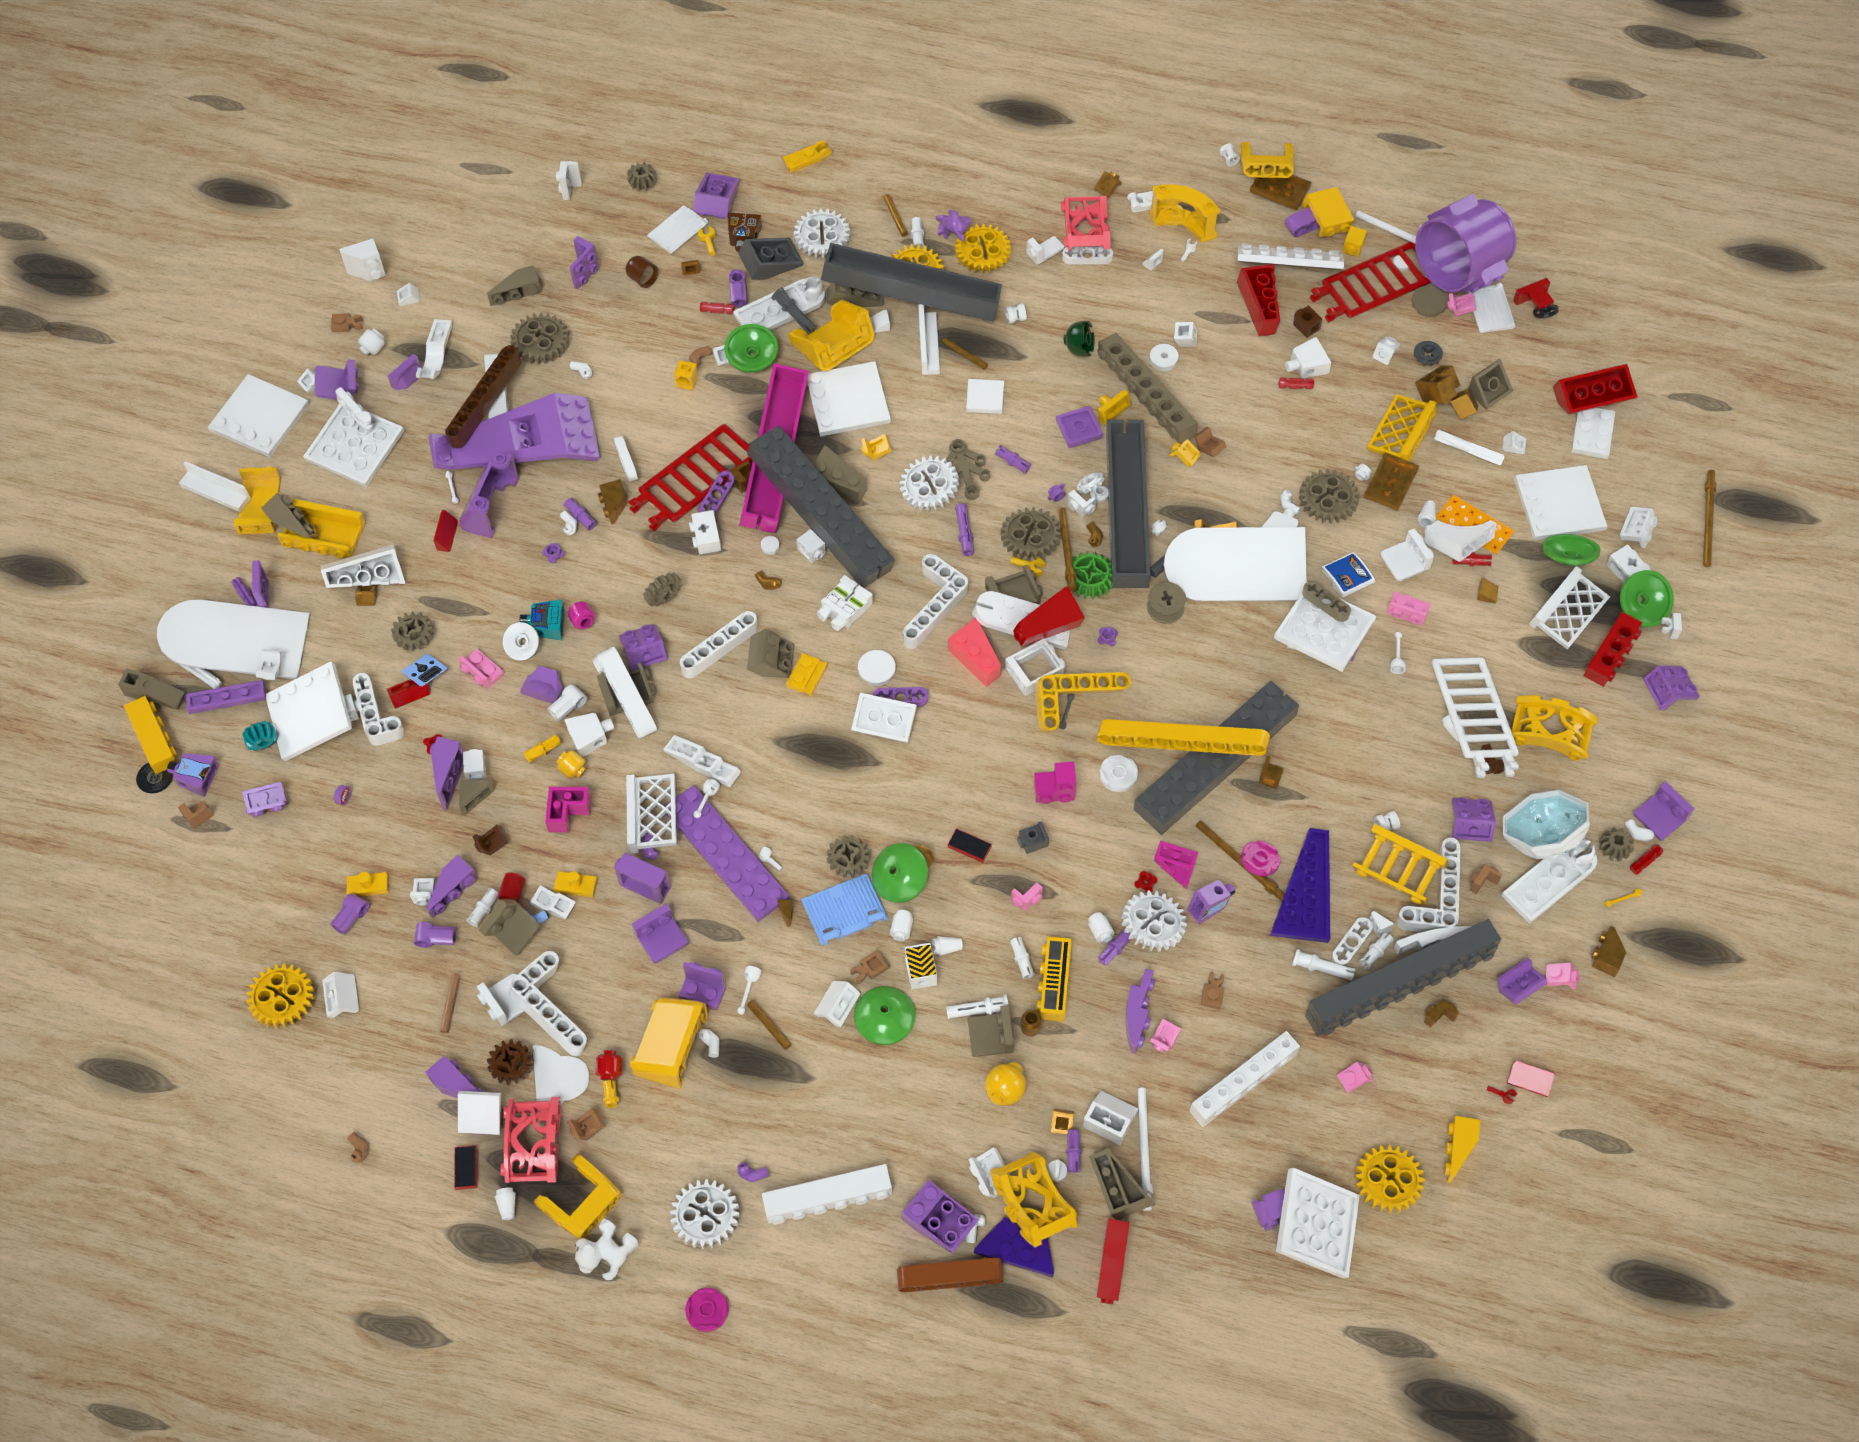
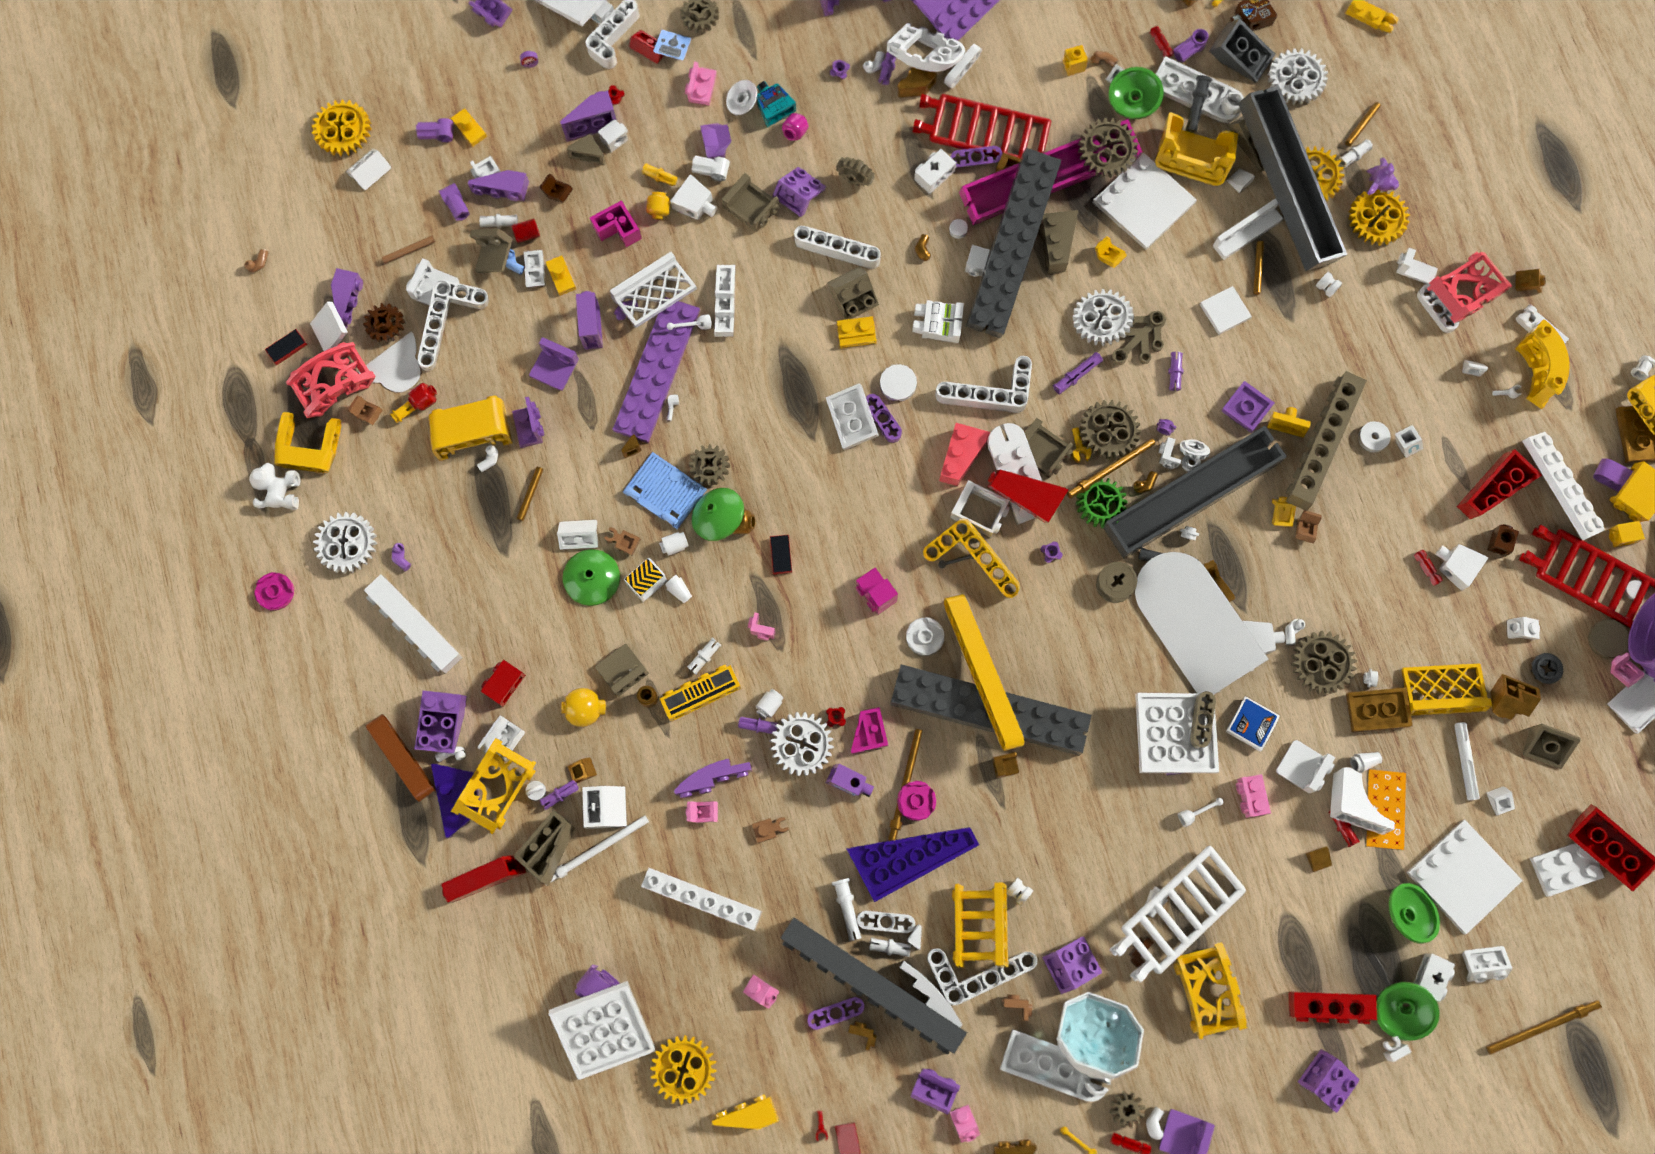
camera: 60 degrees right, 15 degrees up
(506, 1203) = (273, 393): white cone -> none
(608, 466) = (945, 52): none -> white slope
(625, 691) = (742, 201): white beam -> none
(751, 975) = (562, 455): white hinge -> none
(805, 394) = (1100, 132): none -> dark tan gear
(936, 1143) = (502, 682): none -> red brick
(988, 1006) = (644, 653): white pin -> none
(1030, 844) = (820, 607): dark grey brick -> none
(1080, 339) = (1339, 354): dark green cylinder -> none
(1415, 1020) = (833, 1021): none -> medium lavender beam
(1464, 404) = (1512, 732): pearl gold panel -> none
(1561, 595) = (1354, 926): white fence -> none

